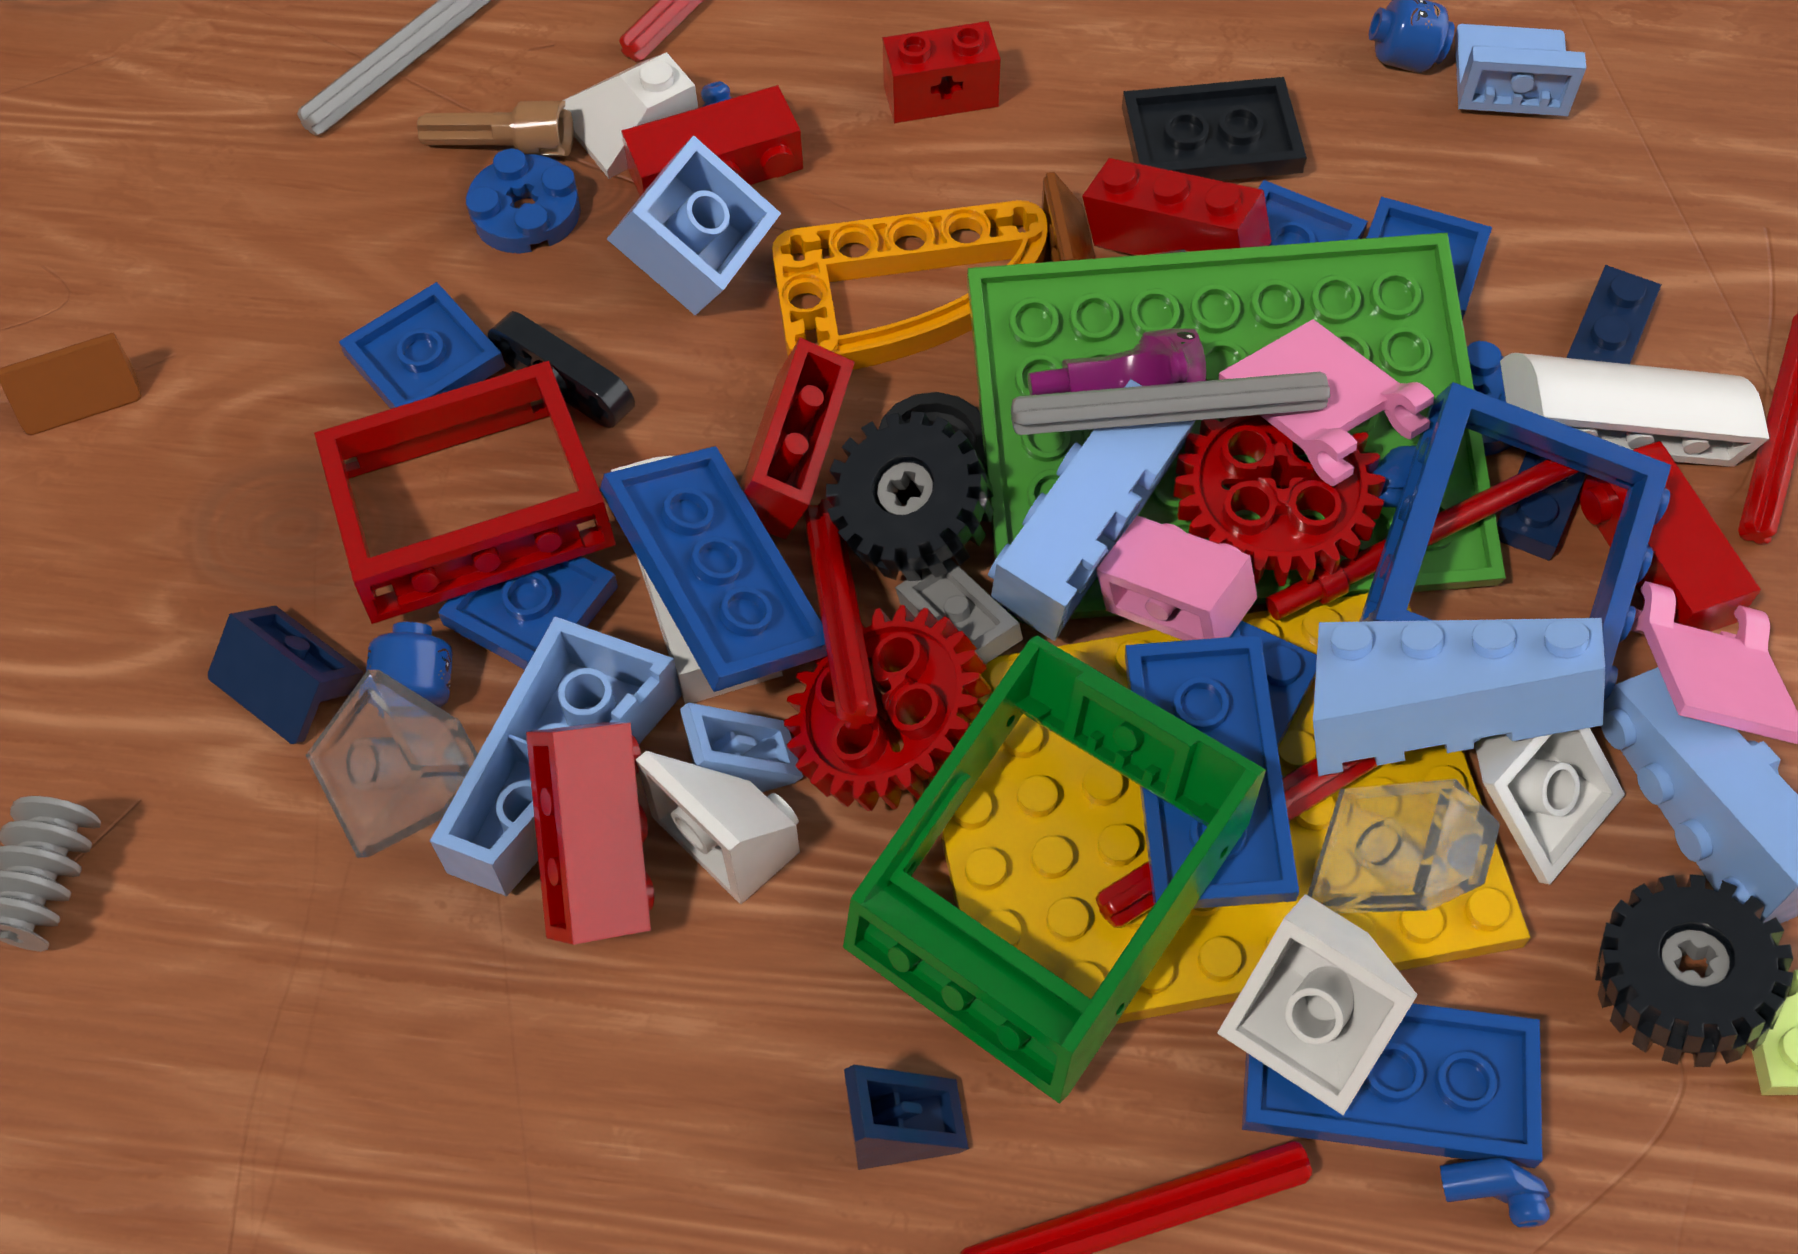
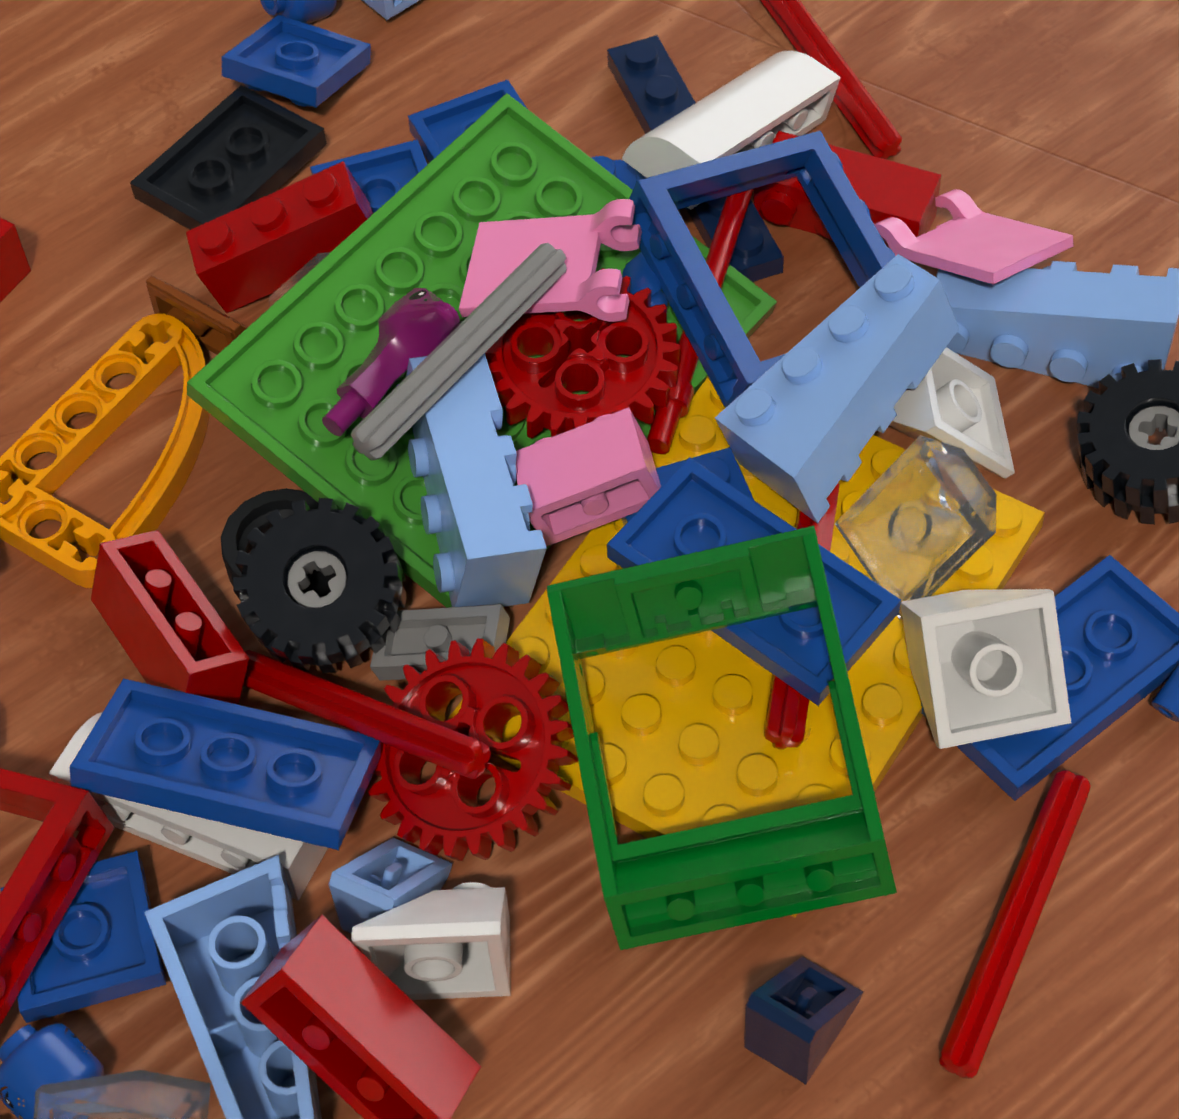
camera: 45 degrees left, 5 degrees down
(1345, 88) = (296, 61): none -> blue plate

